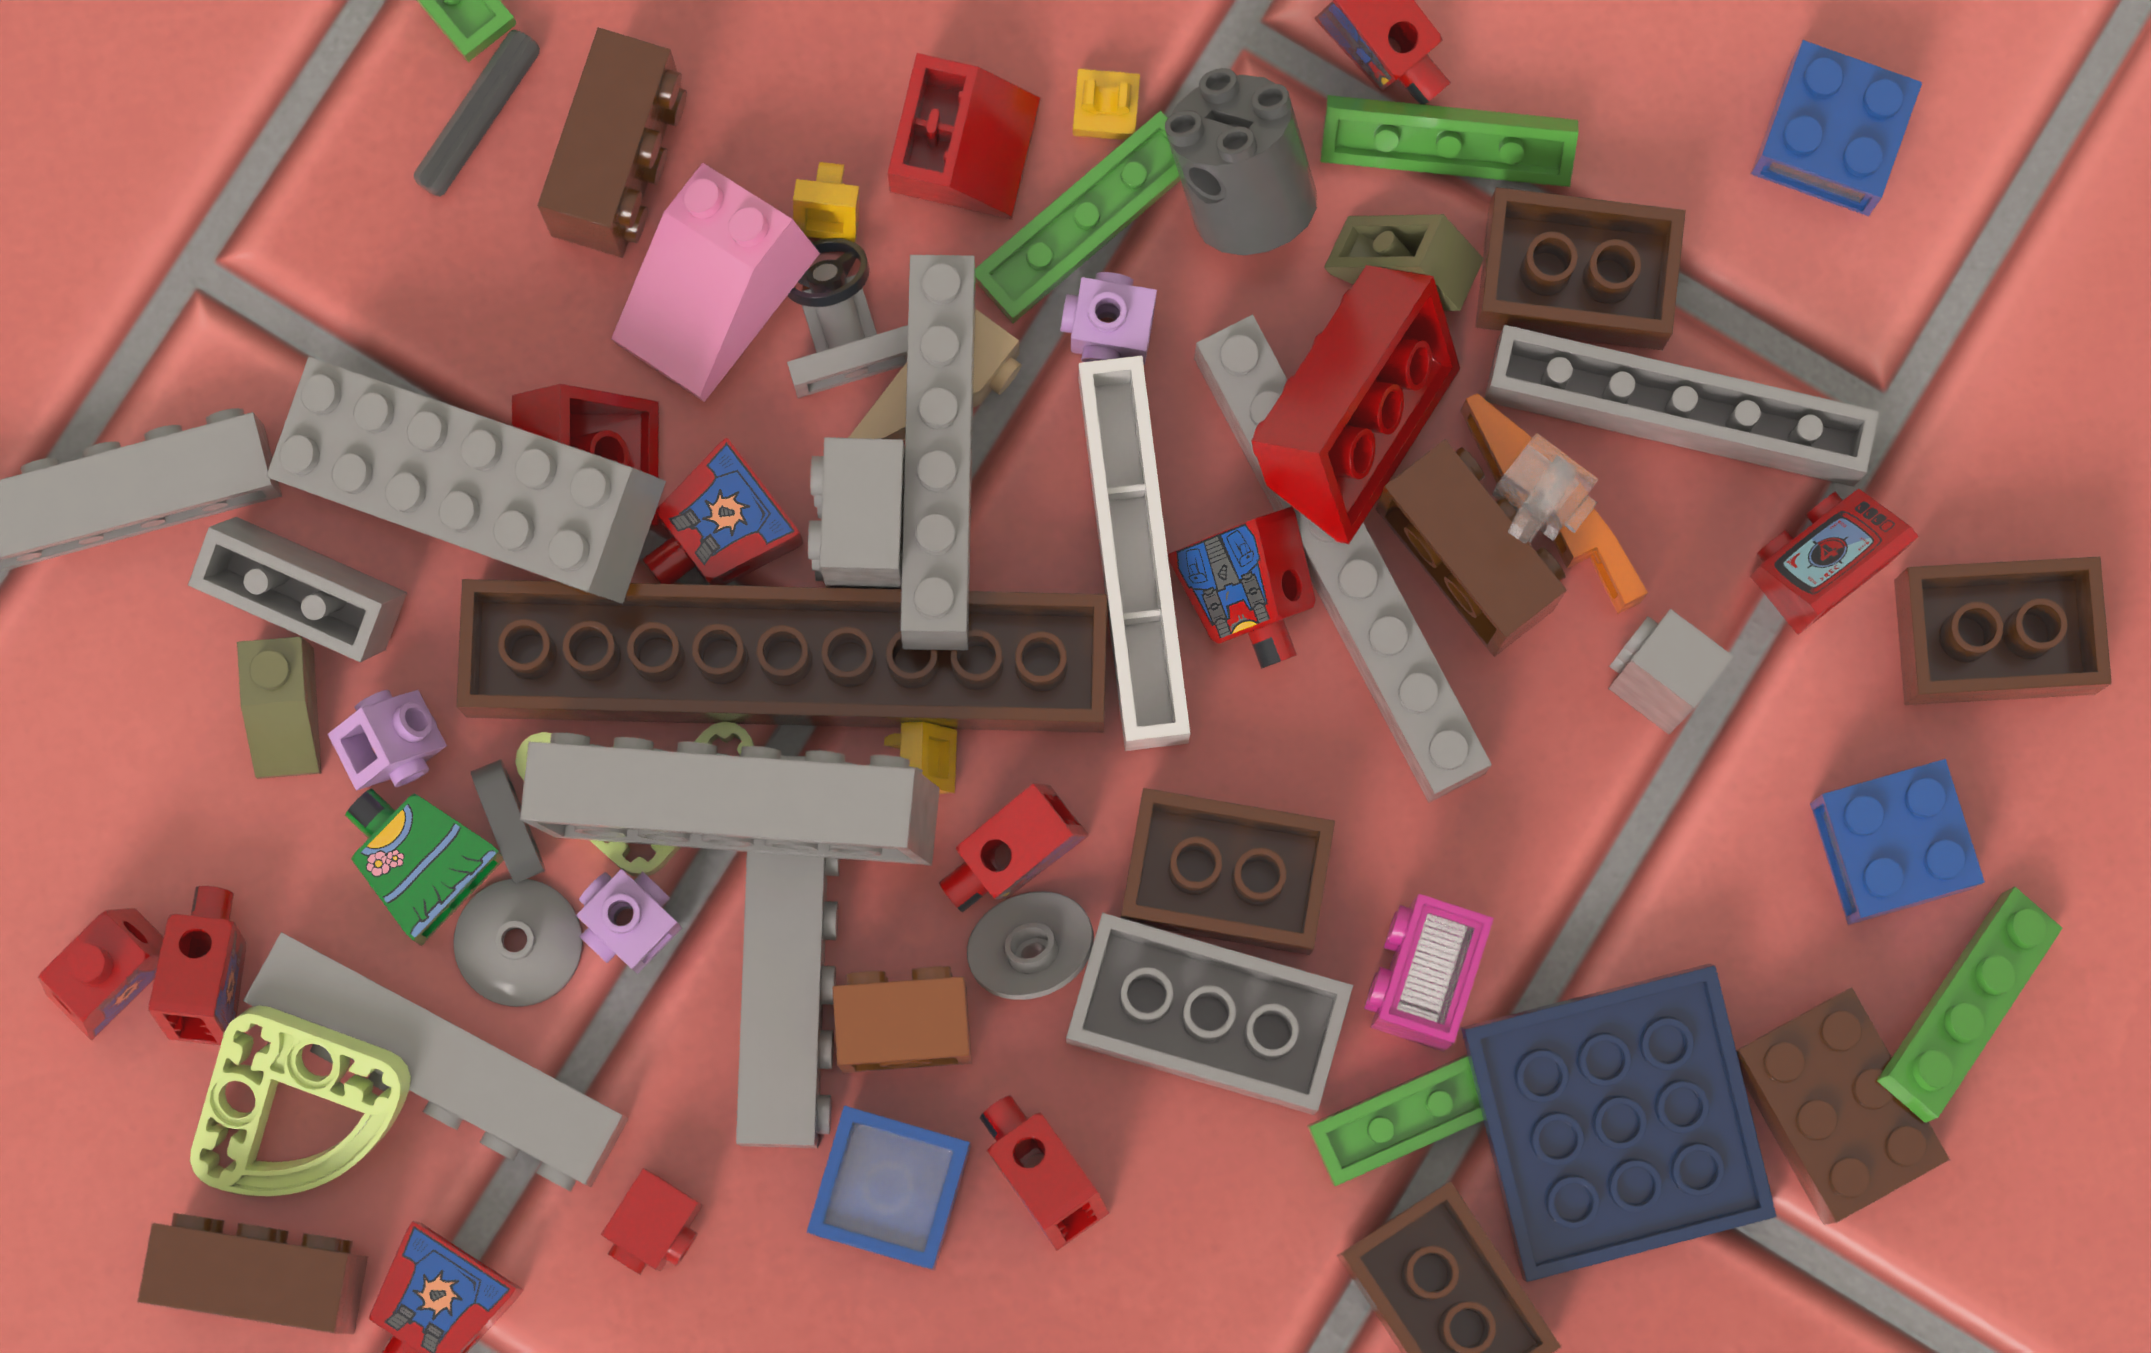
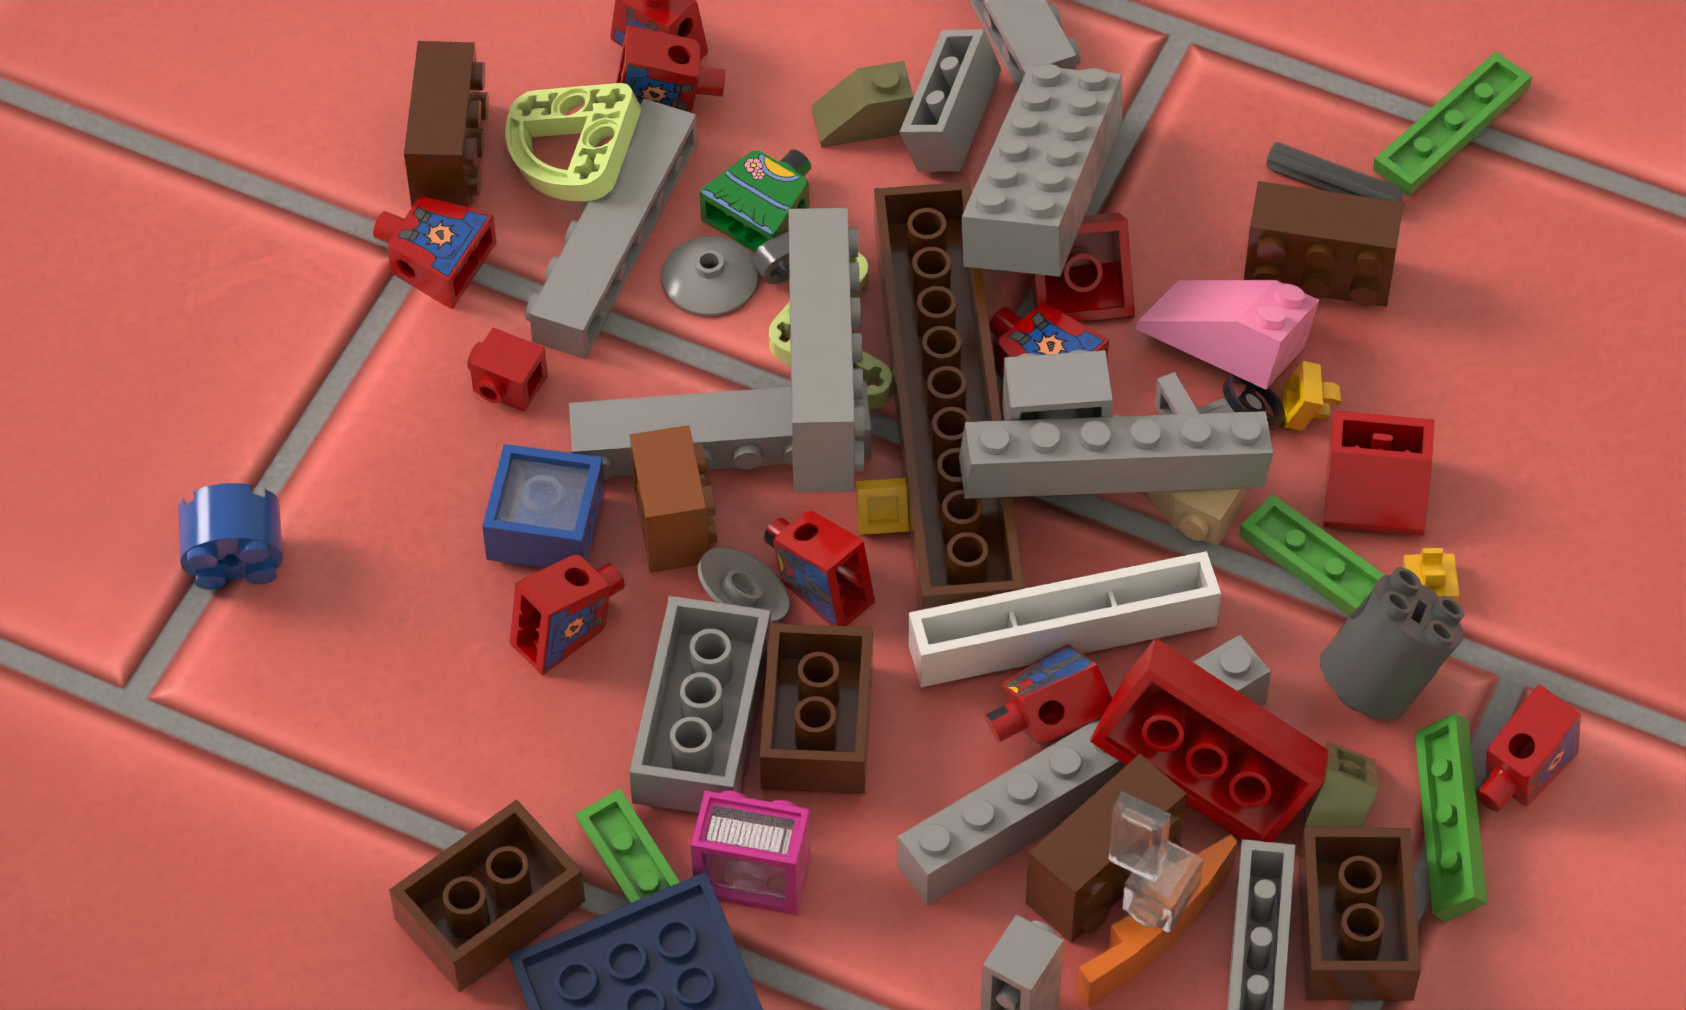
camera: 85 degrees right, 25 degrees down
(399, 733) = (847, 167): lavender brick -> none
(640, 938) = (731, 326): lavender brick -> none
(1115, 298) = (1251, 588): lavender brick -> none

